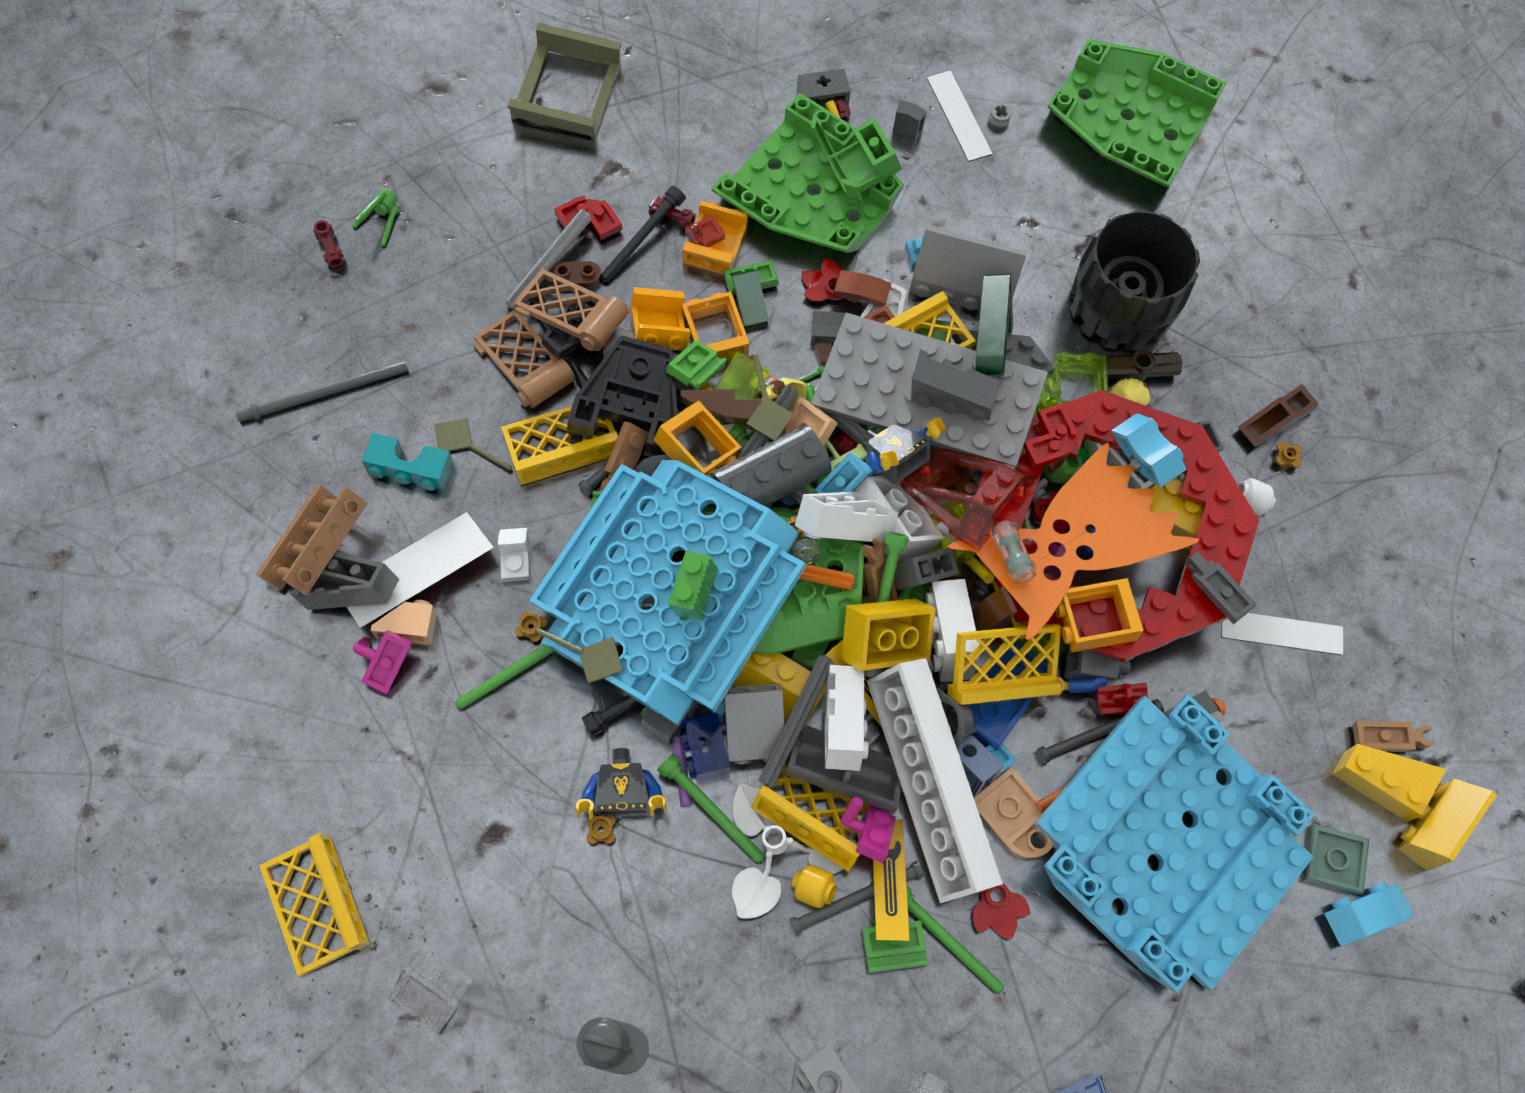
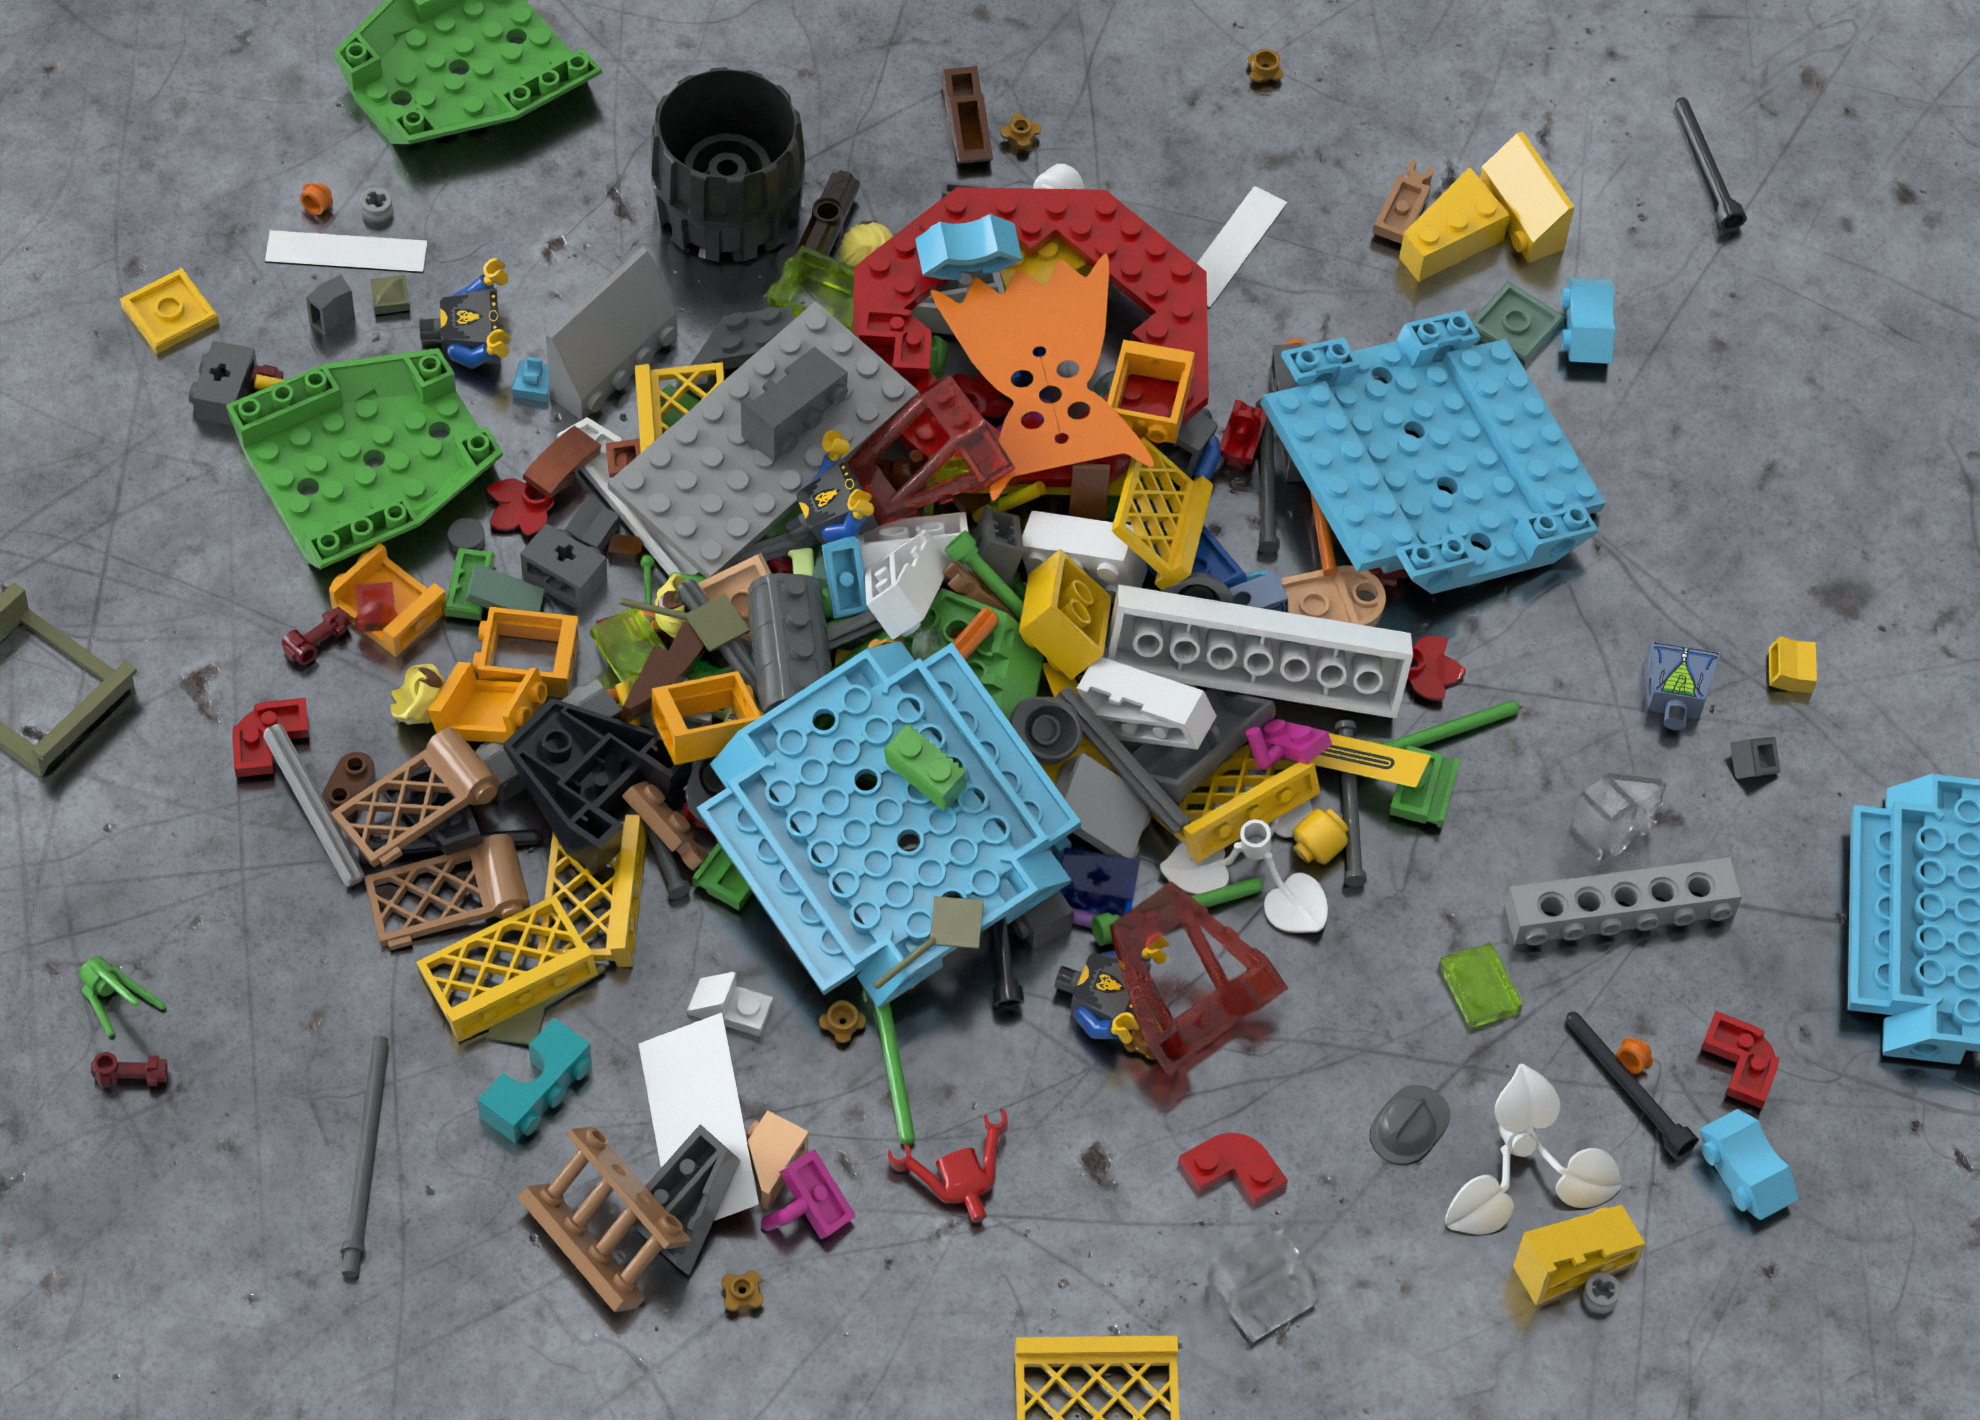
camera: 65 degrees left, 10 degrees down
(311, 651) = (742, 1302): none -> pearl gold plate
(443, 749) = (960, 1171): none -> red piece
(465, 424) = (519, 988): none -> yellow fence
(532, 928) = (1236, 1156): none -> red plate
(627, 863) = (1216, 1012): none -> clear red windscreen
(653, 280) = (416, 694): none -> light yellow hair
(673, 198) = (305, 618): black piece -> none
(696, 365) = (588, 680): bright green plate -> none
(749, 1054) = (1480, 984): none -> clear neon green plate
(786, 262) = (466, 534): none -> dark grey tile
(788, 658) = (1047, 728): none -> dark grey hat
(790, 310) = (564, 565): none -> dark grey brick
(862, 44) = (169, 310): none -> yellow tile
(863, 162) = (384, 376): bright green piece -> none
(939, 149) = (390, 294): none -> olive tile
(940, 197) = (471, 321): none -> torso
(985, 81) = (316, 198): none -> orange plate
(994, 324) = (691, 318): beam -> none
(1018, 561) = (1055, 432): clear piece -> none
(1220, 588) = (1173, 261): dark grey hinge -> none
(1453, 588) = (1265, 65): none -> pearl gold plate

